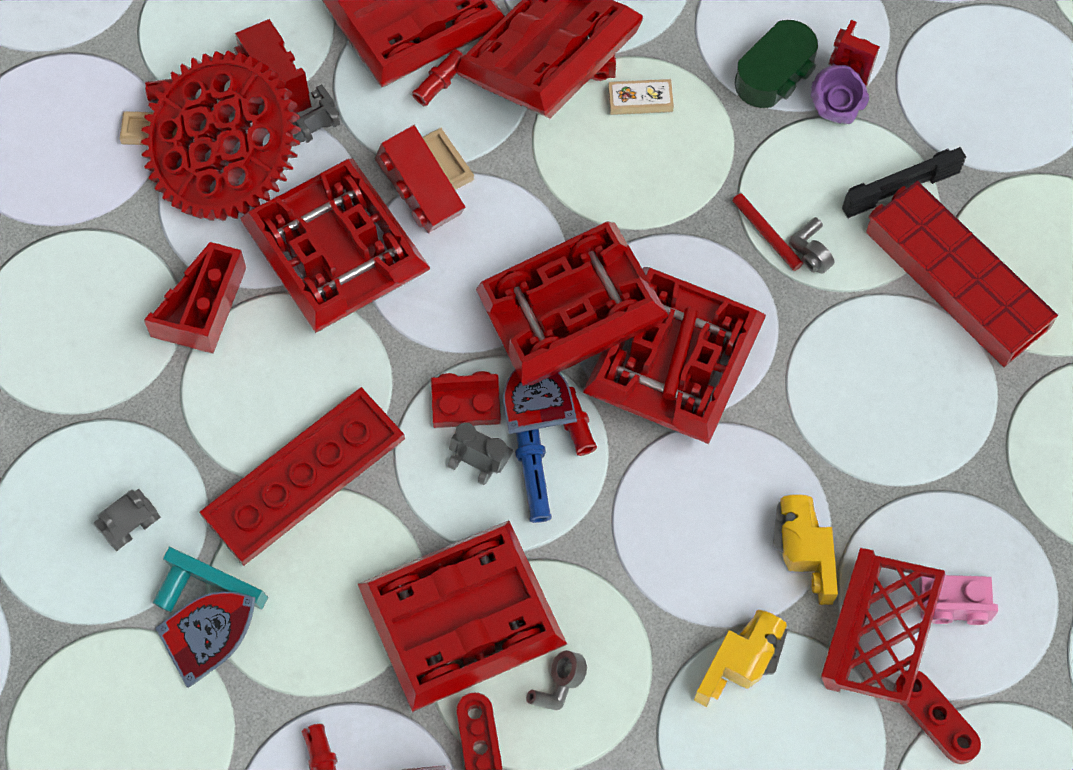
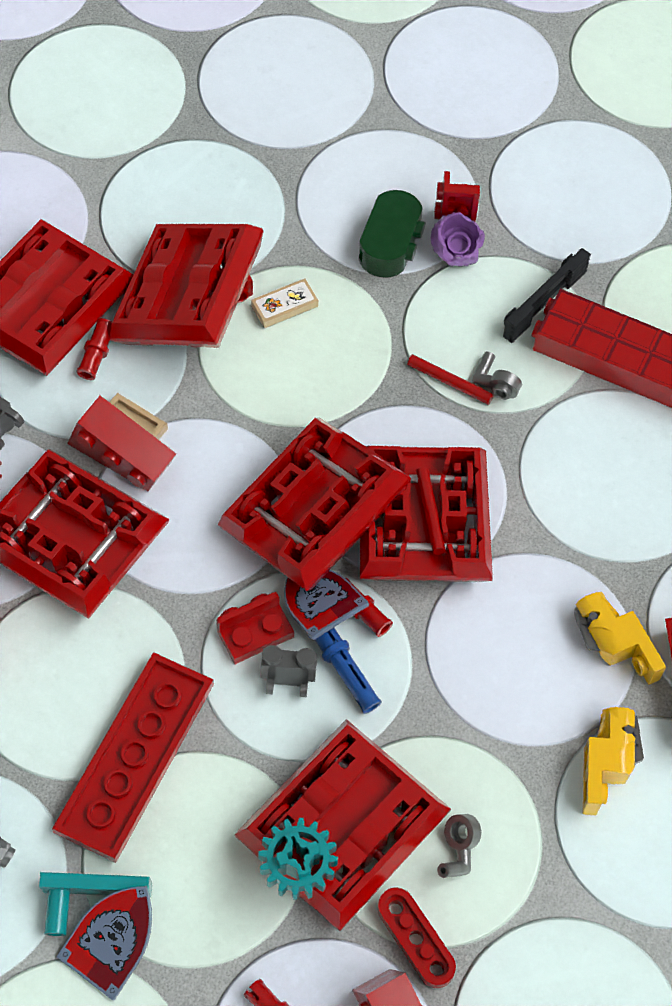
camera: 25 degrees left, 5 degrees down
(411, 632) = (284, 864): none -> teal gear

